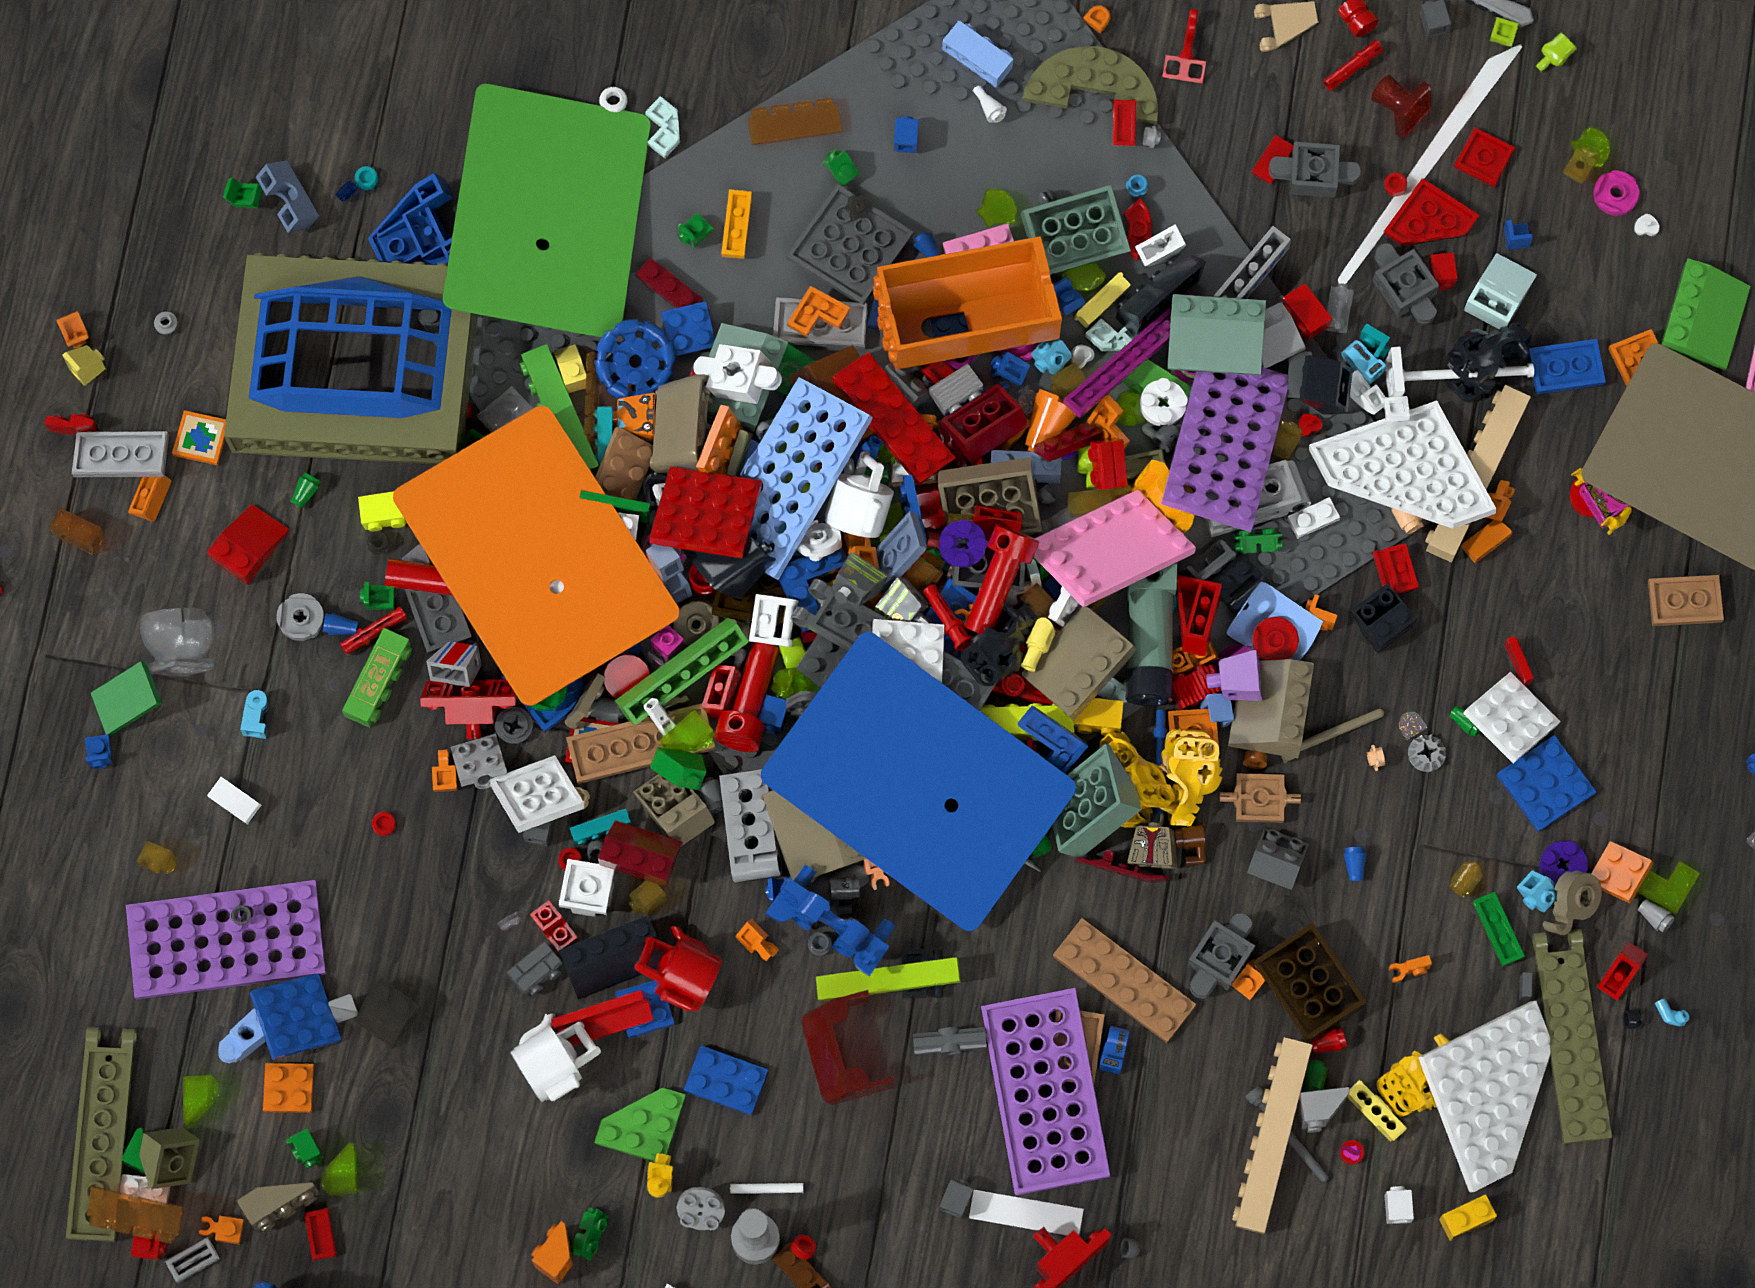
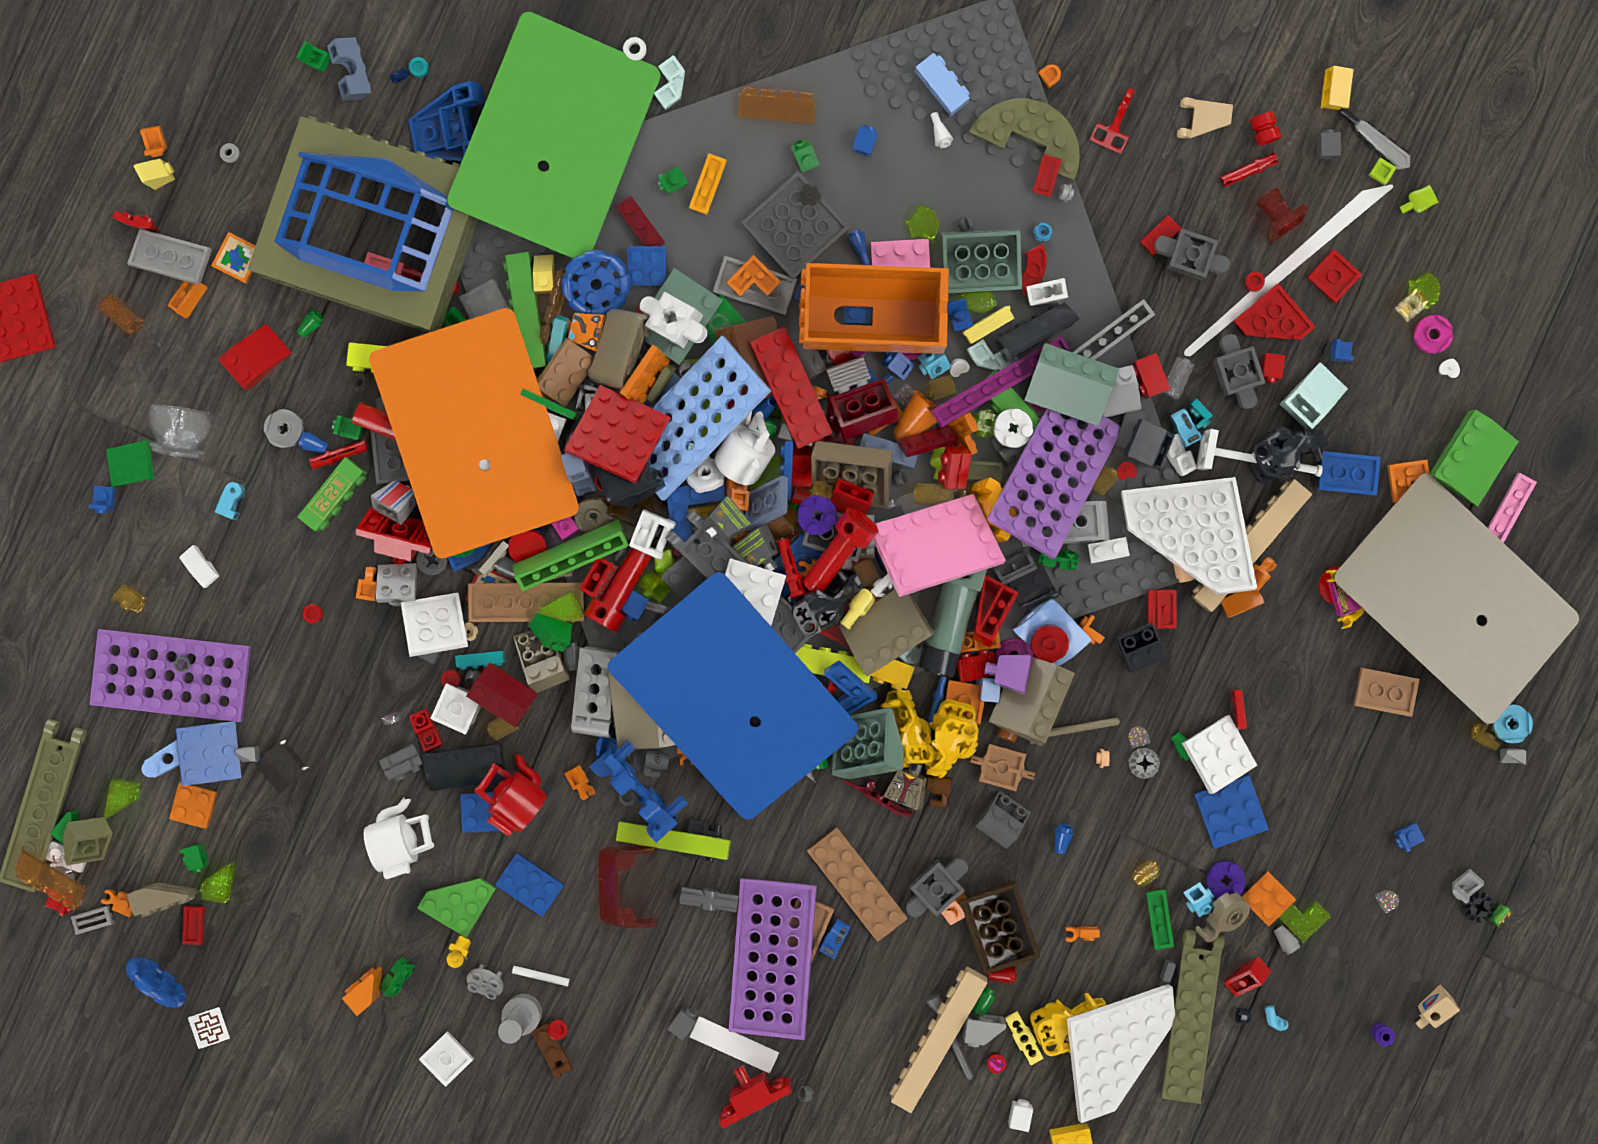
camera: 15 degrees right, 15 degrees up
(608, 1016) = (448, 815): red panel -> none
(659, 716) = (543, 589): white bar -> none
(1013, 685) = (832, 633): red plate -> none
(1396, 409) = (1200, 478): white plate -> none

